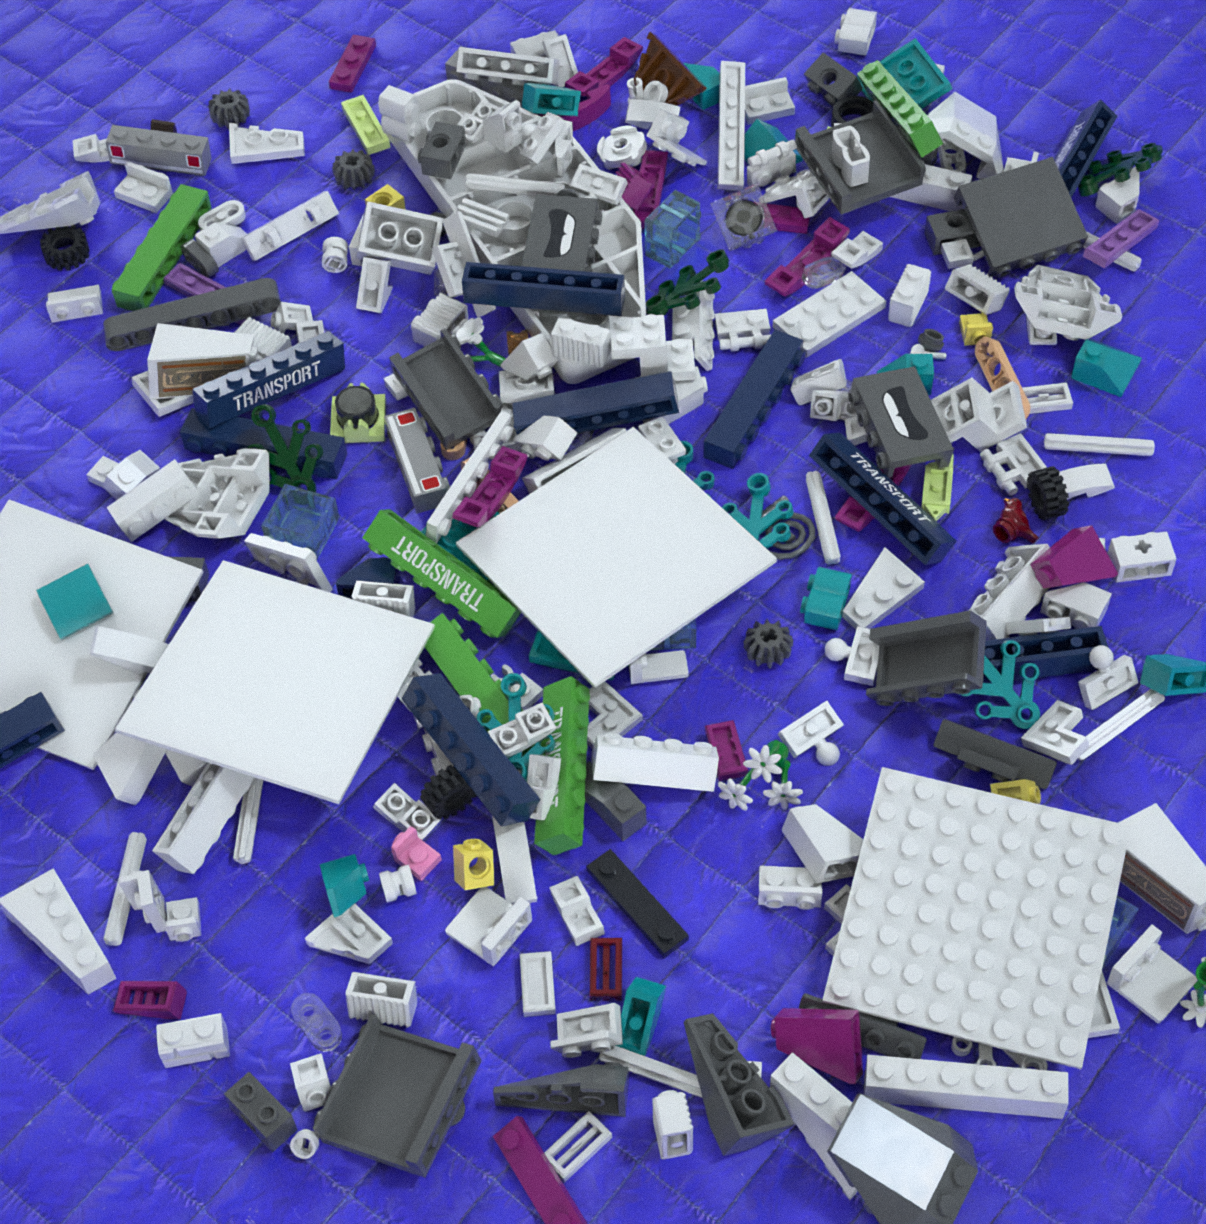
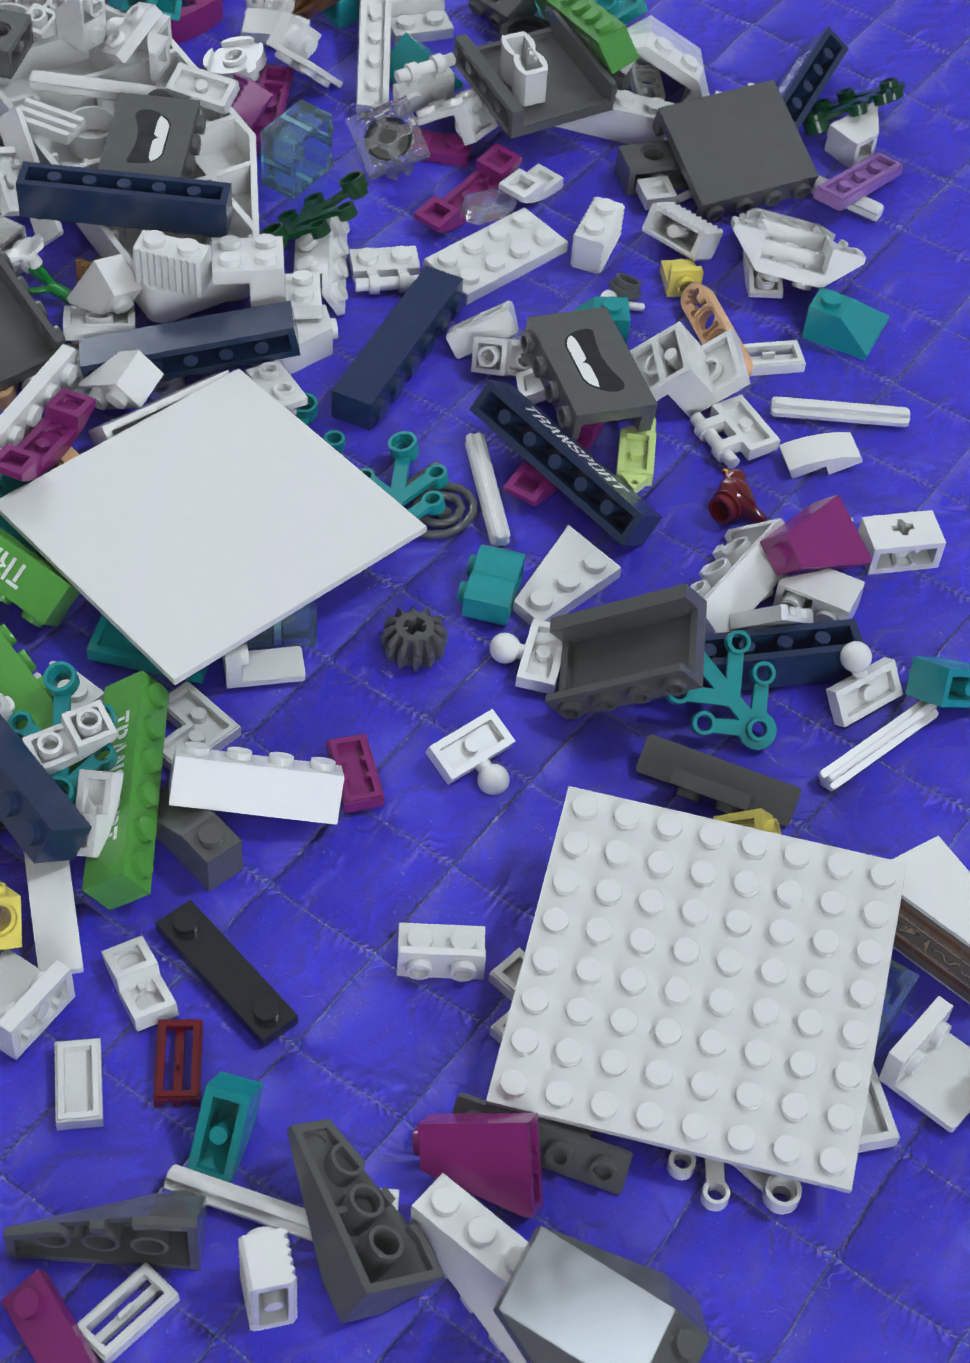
camera: 10 degrees left, 5 degrees down
(588, 1029) = (148, 1146): white bracket -> none
(770, 760) = (415, 782): white plant -> none
(822, 843) = (486, 891): white slope -> none
(966, 1086) = (692, 1219): white brick -> none
(1047, 493) = (778, 462): black tyre -> none
(1053, 734) = (797, 756): white plate -> none

